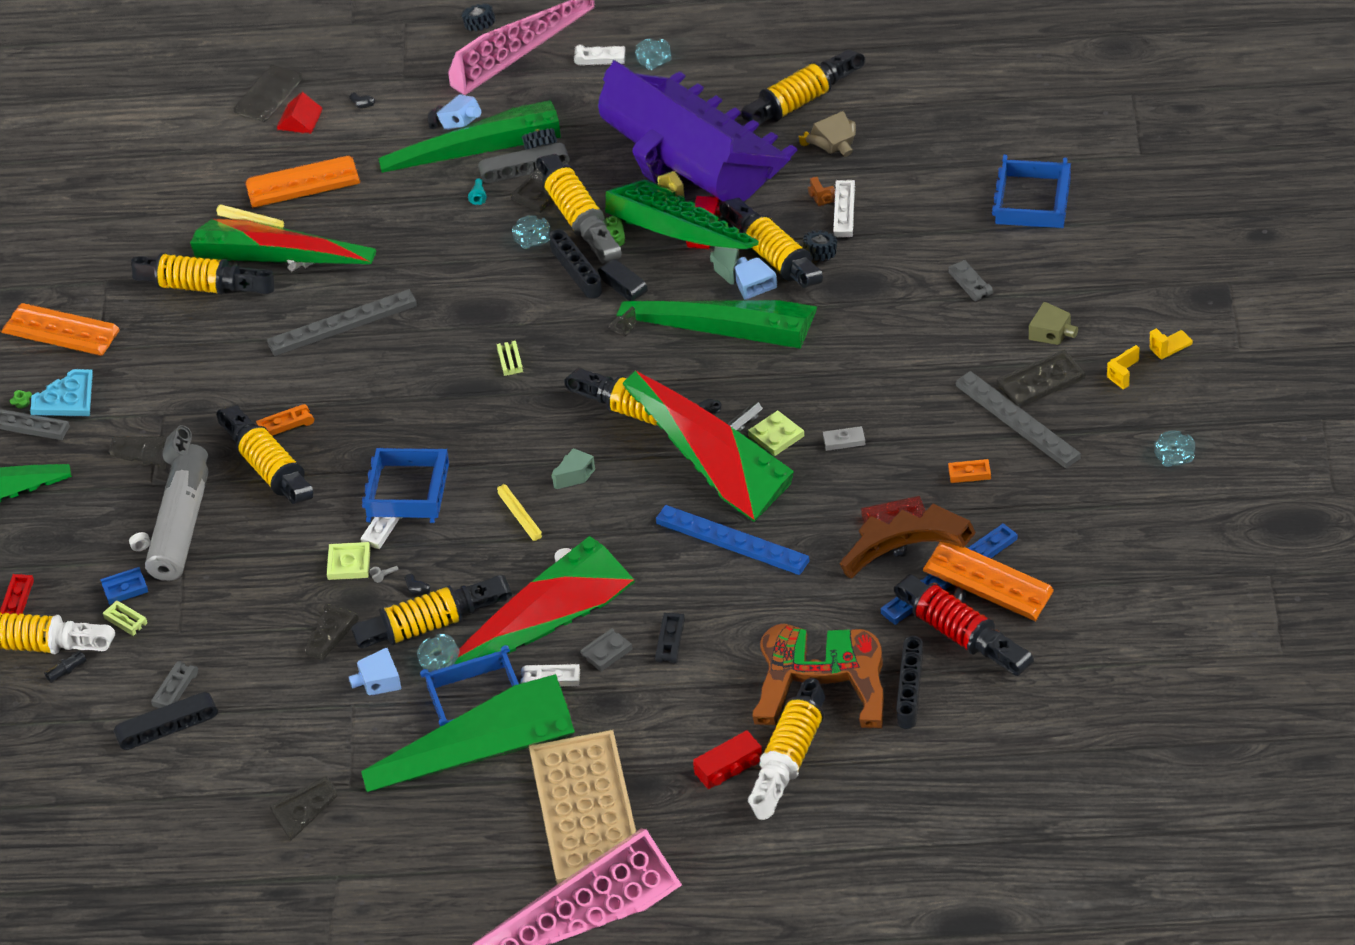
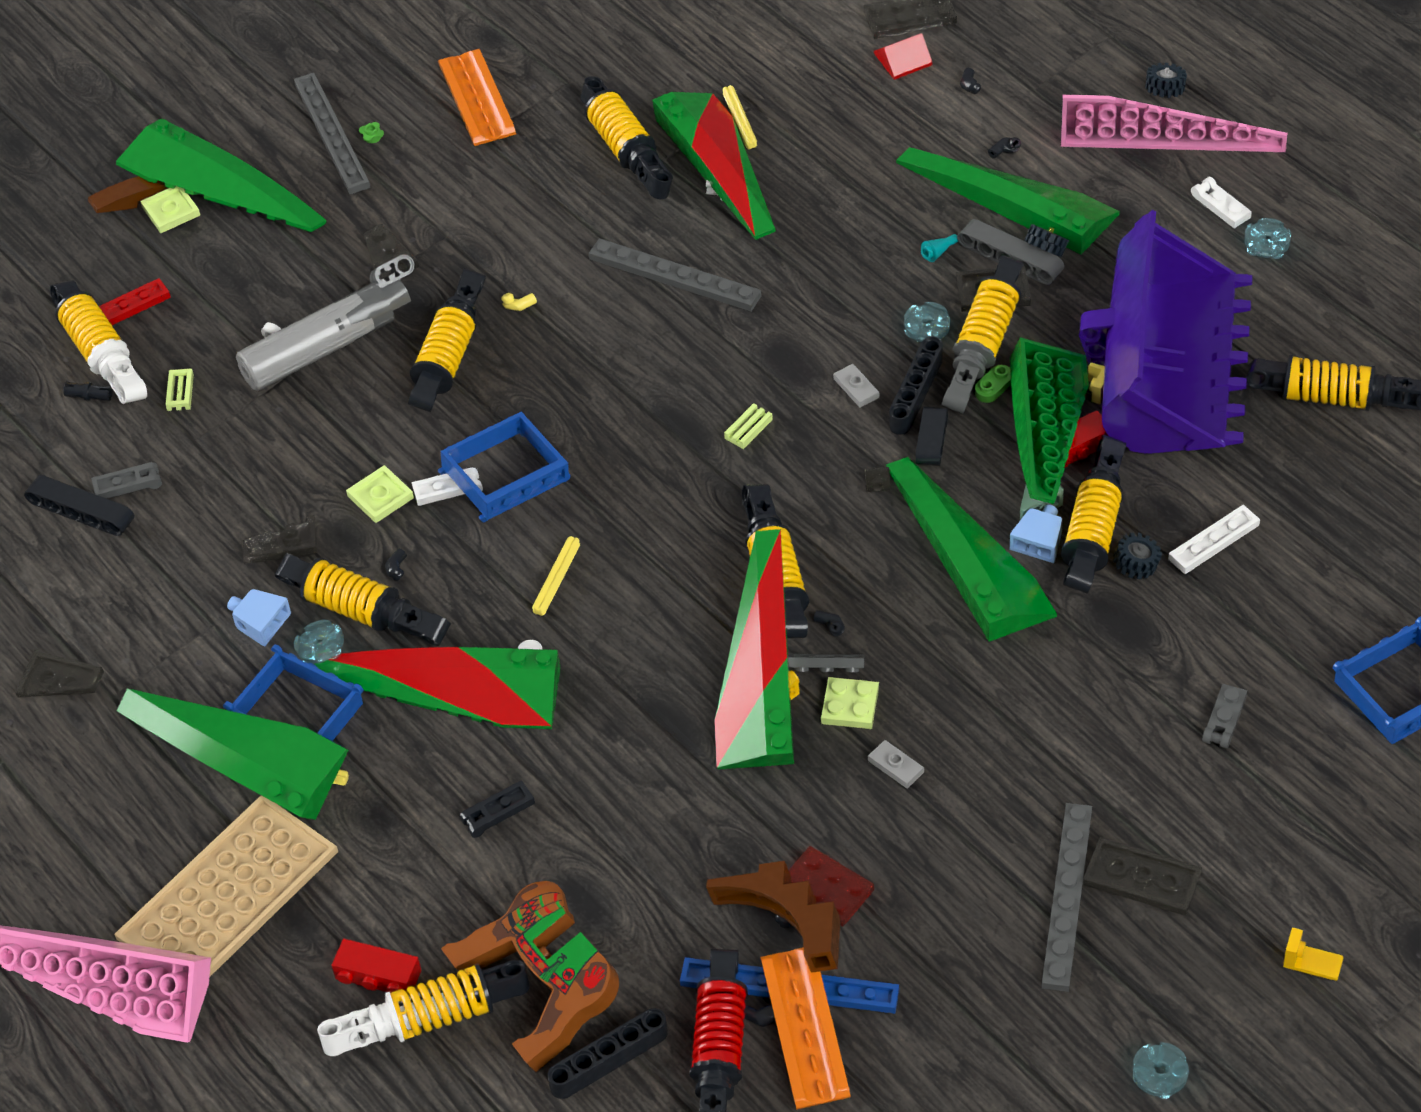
camera: 50 degrees right, 5 degrees up
(65, 396) = (398, 158): medium azure plate -> none
(124, 585) = (212, 361): blue plate -> none
(272, 408) = (518, 304): none -> light yellow arm
(287, 419) = (510, 324): orange plate -> none
(302, 181) = (822, 118): orange plate -> none
(377, 574) = (385, 529): light grey hand -> none
(459, 112) = (1022, 157): light blue torso -> none
(539, 291) = (856, 385): none -> light grey plate
(567, 674) = (368, 748): white plate -> none
(573, 469) = (644, 576): sand green slope -> none
(606, 649) = (442, 768): dark grey plate -> none
(732, 539) = (674, 770): blue plate -> none
(821, 195) = (1212, 503): dark orange bracket -> none
(832, 134) = (1306, 456): dark tan torso -> none
(969, 471) = (949, 903): orange plate -> none
(1051, 325) = (1227, 831): olive torso -> none
(1118, 366) = (1228, 931): yellow bracket -> none

